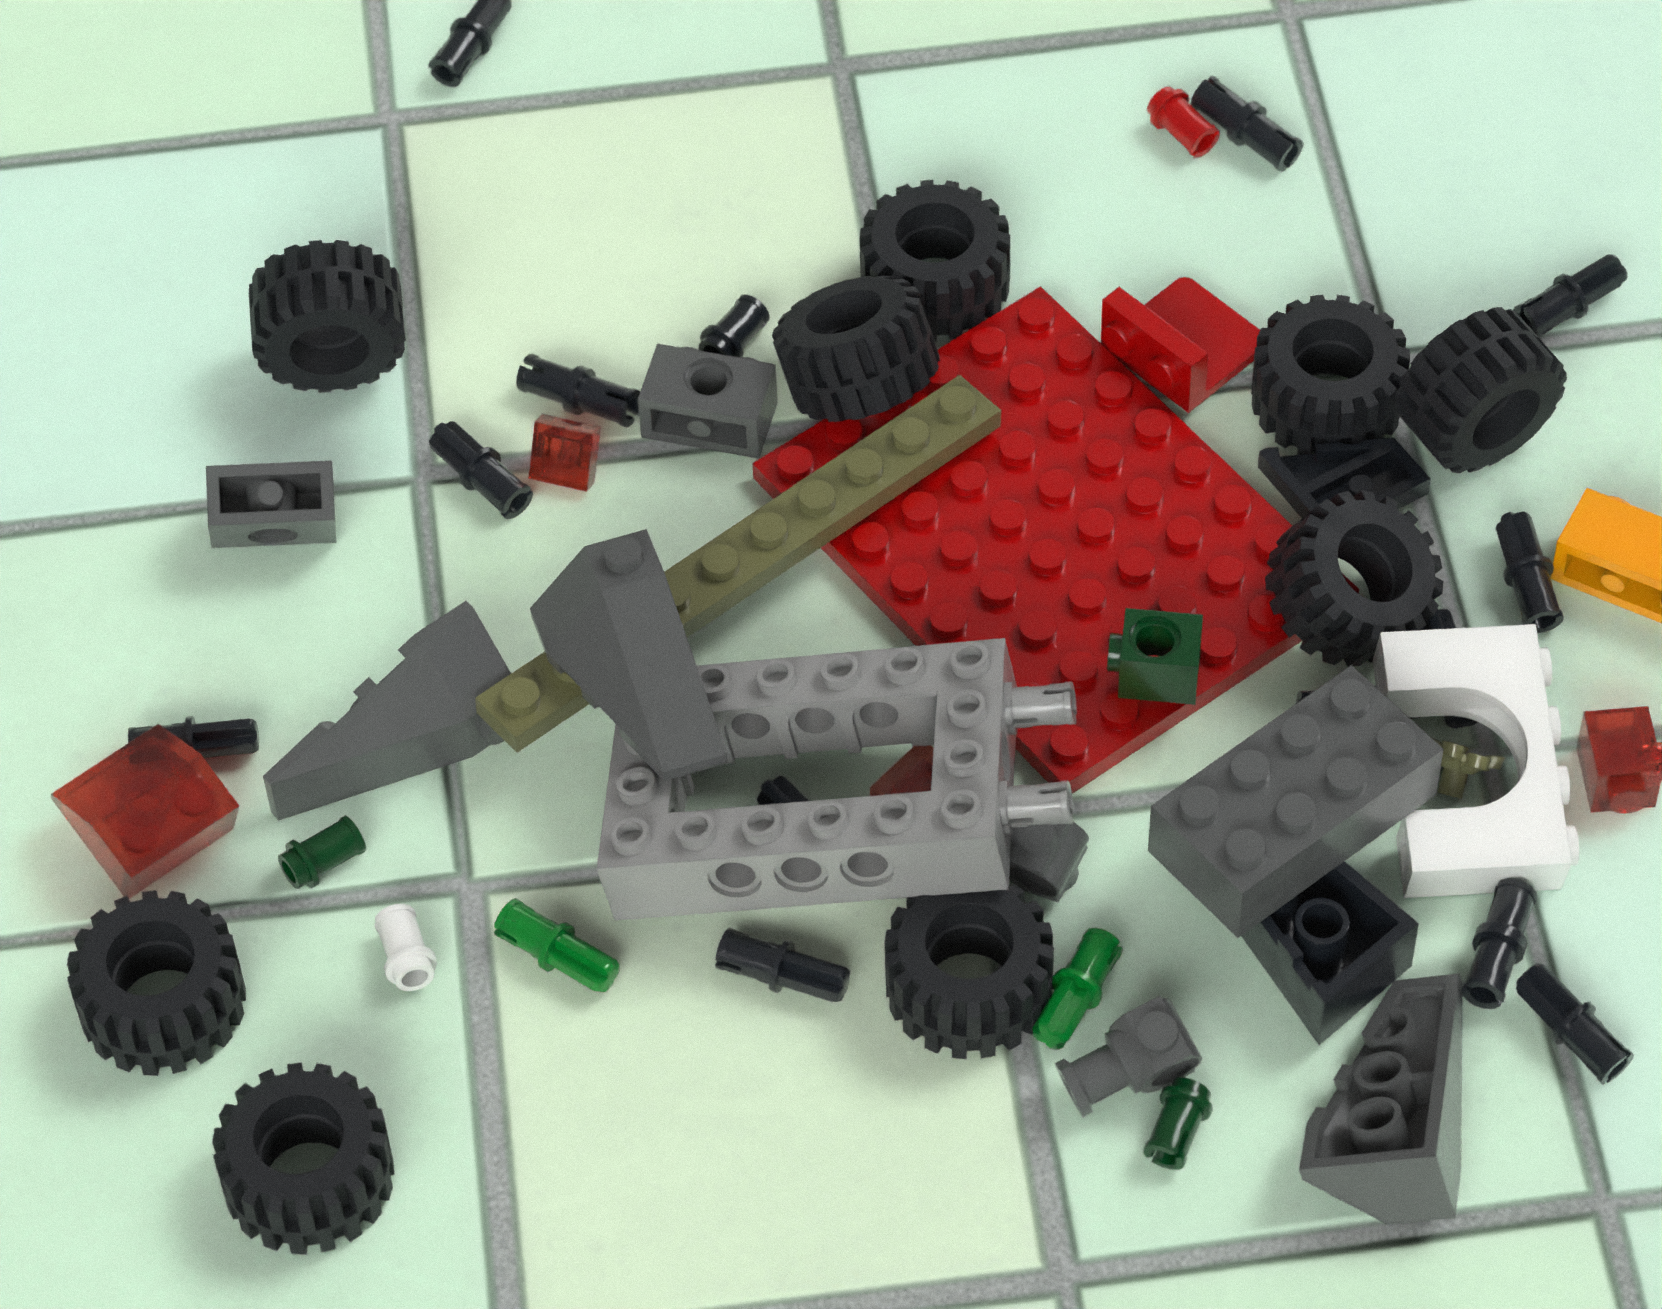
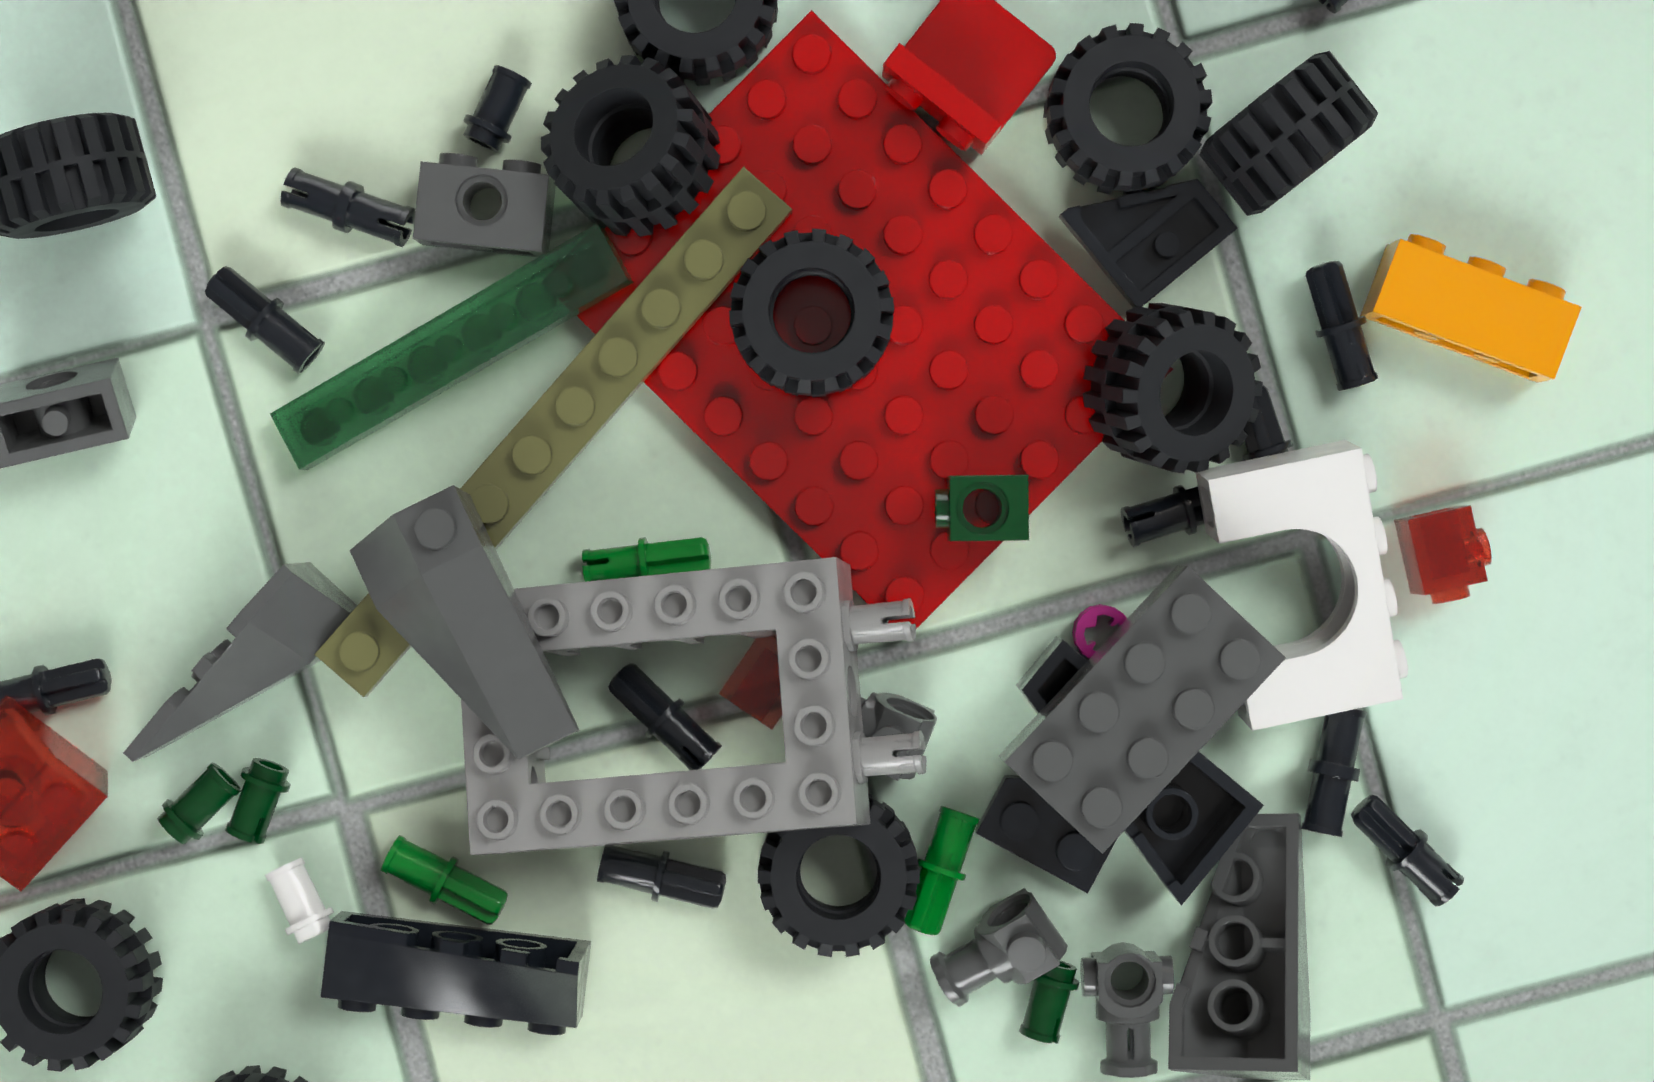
camera: 10 degrees left, 35 degrees up
(382, 855) = (257, 800): none -> dark green pin
(561, 1015) = (455, 971): none -> black wedge
(564, 452) = (348, 294): clear red tile -> none
(656, 492) = (451, 347): none -> clear green plate
(1008, 520) = (798, 257): none -> black tyre
(1199, 969) = (1037, 833): none -> black wing
(1262, 1131) = (1127, 1008): none -> dark grey connector
(1459, 764) = (1285, 567): olive plant -> none

